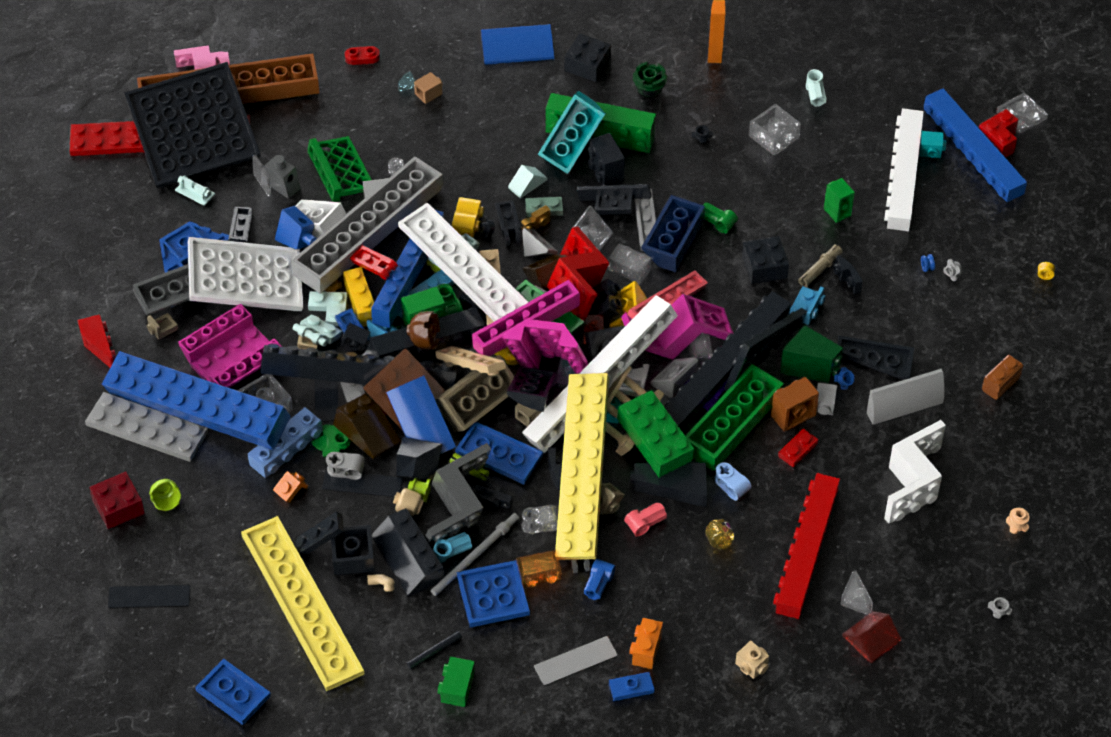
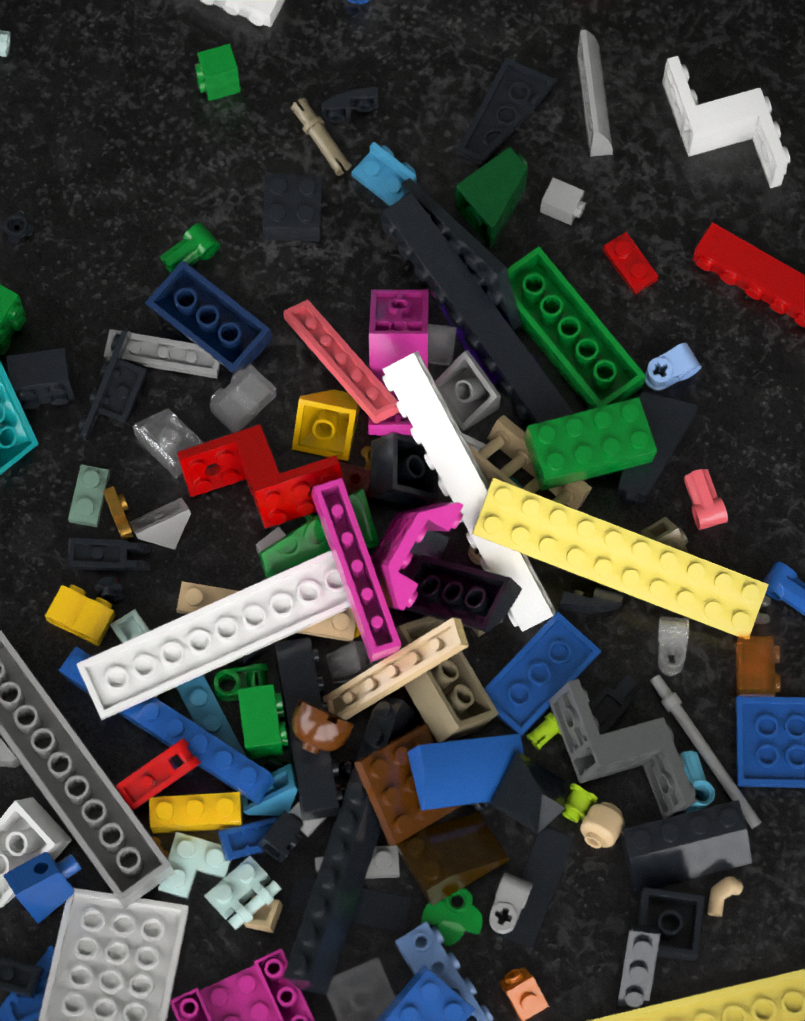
camera: 75 degrees left, 20 degrees up
(526, 180) = (32, 508): light aqua slope -> none
(541, 271) = (223, 519): dark brown slope -> none
(607, 301) = (297, 438): black brick -> none
(719, 534) = (757, 407): clear yellow head -> none
(774, 129) = (50, 120): clear brick -> none
(794, 404) = (570, 242): dark orange brick -> none
(848, 375) = (535, 164): blue plate -> none

